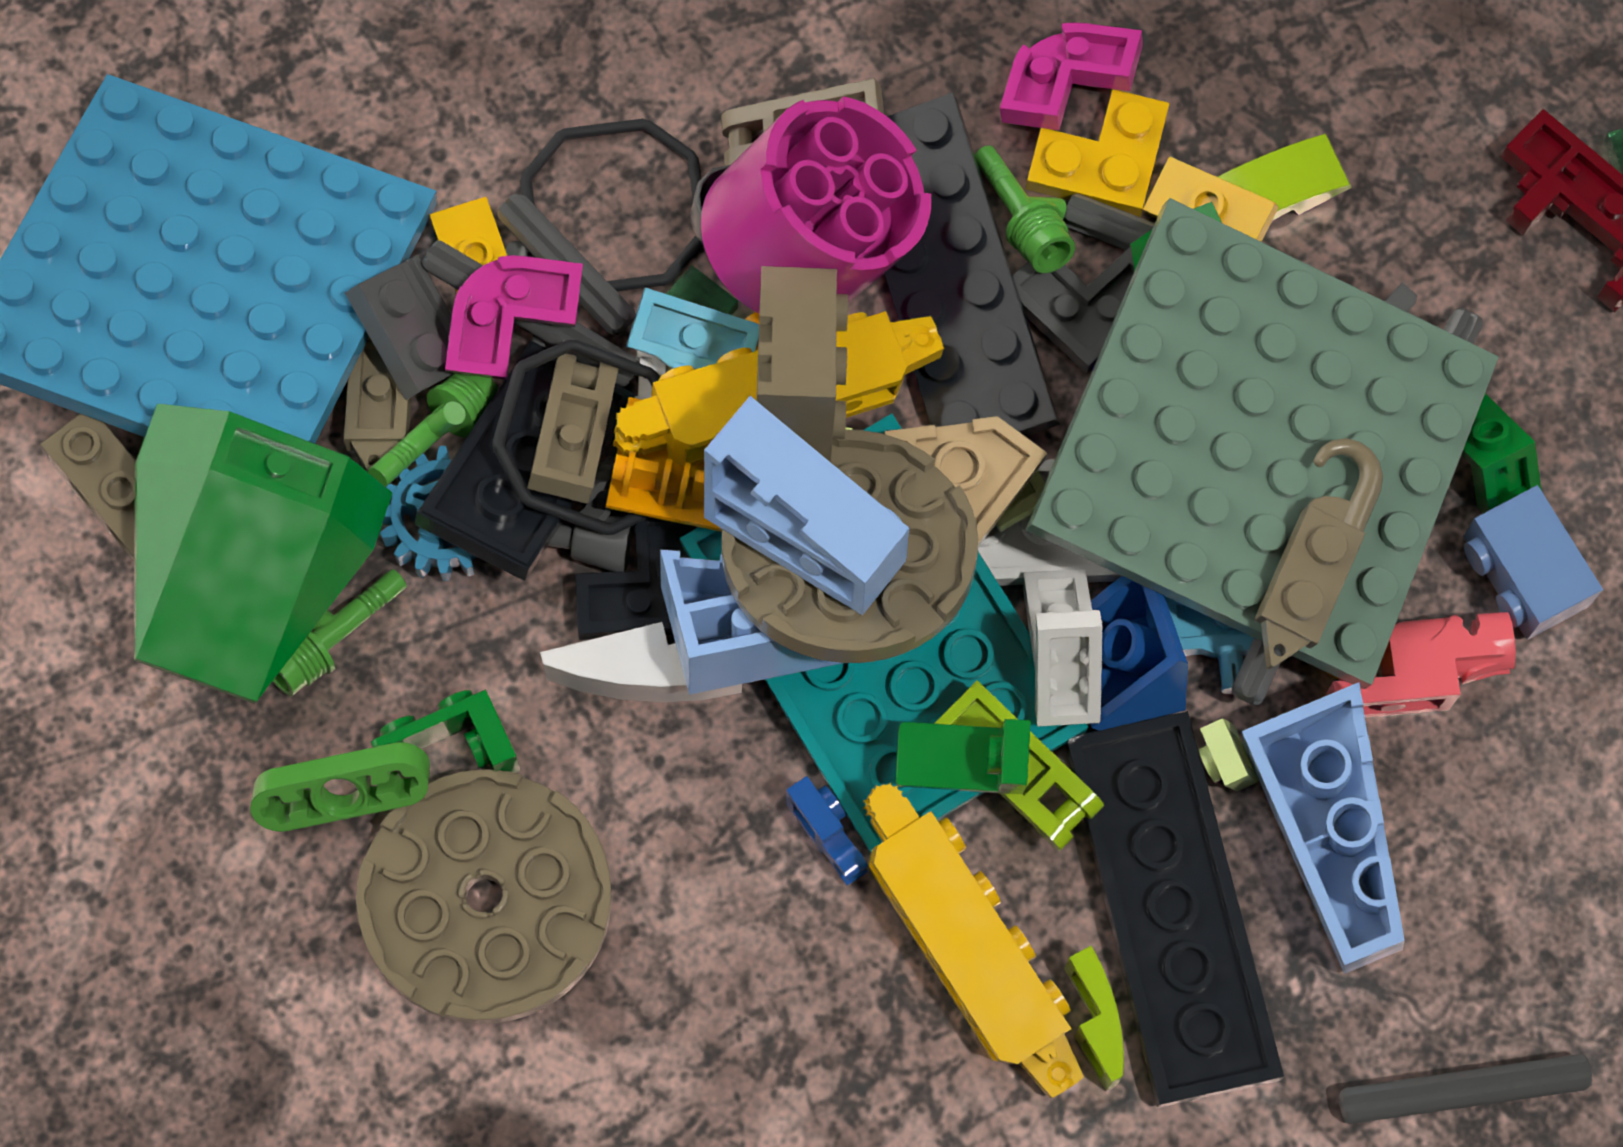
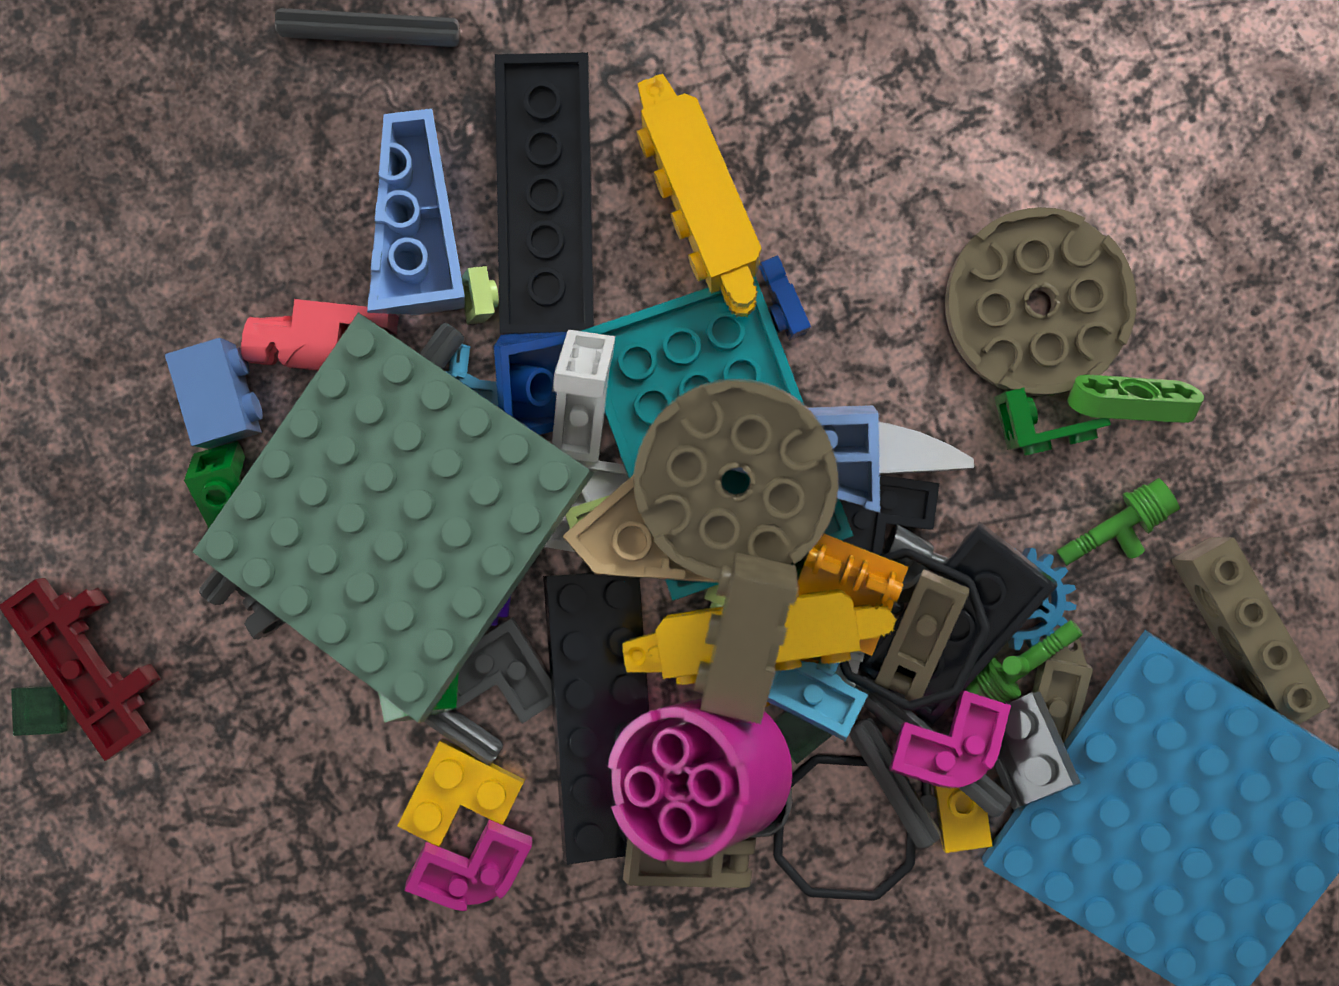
camera: 165 degrees left, 15 degrees up
(241, 544) = (1198, 584): green wedge -> none
(800, 509) = (773, 501): light blue wedge -> none
(964, 757) = (677, 309): green bracket -> none
(1036, 222) = (524, 737): bright green piece -> none
(1045, 769) = (638, 310): lime plate -> none
(1102, 1035) = (617, 116): lime slope -> none
(1194, 188) = (398, 743): yellow plate -> none
(1294, 175) = (326, 741): lime slope -> none
(1318, 558) = (373, 406): dark tan plate -> none

